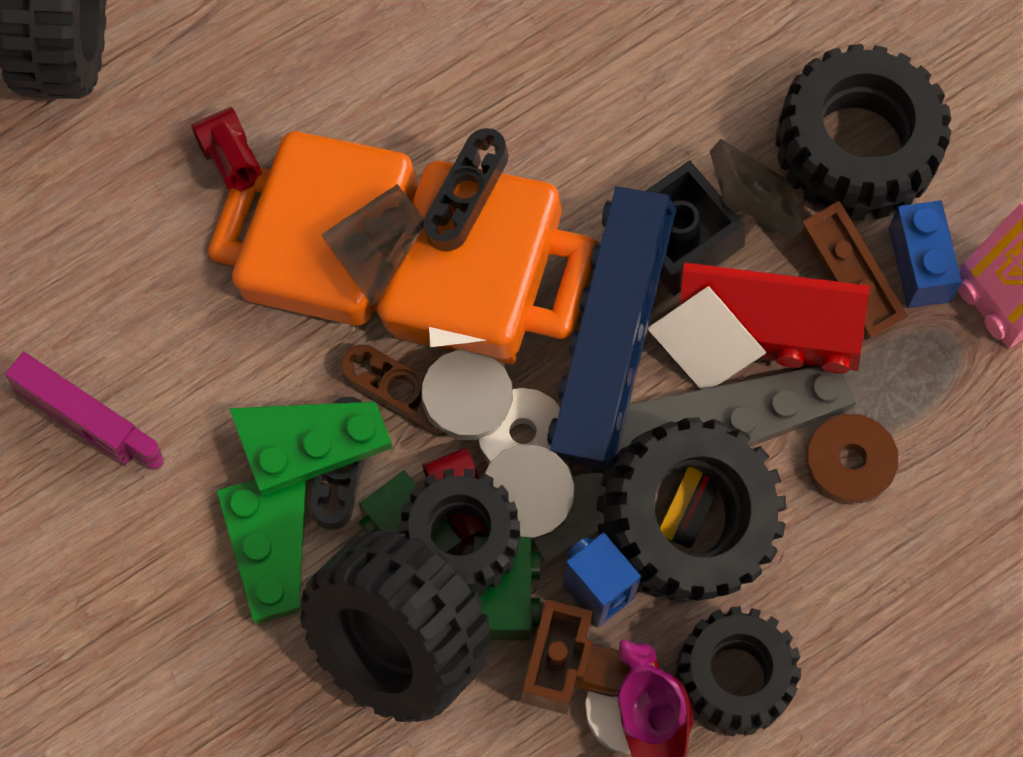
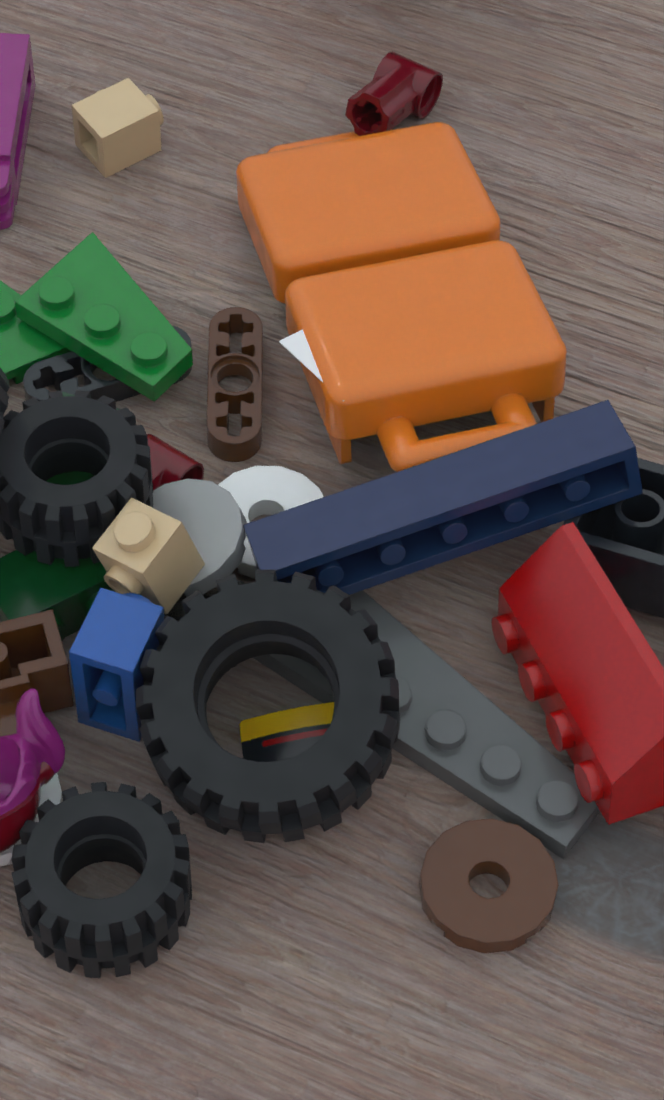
camera: 60 degrees right, 15 degrees down
(129, 338) = (117, 127): none -> tan brick
(376, 241) = (363, 227): clear smoke wing -> none
(466, 395) = (265, 432): light grey tile -> none
(467, 209) = (431, 272): black beam -> none
(550, 521) = (148, 555): none -> tan brick
(706, 339) = (510, 623): white sticker -> none

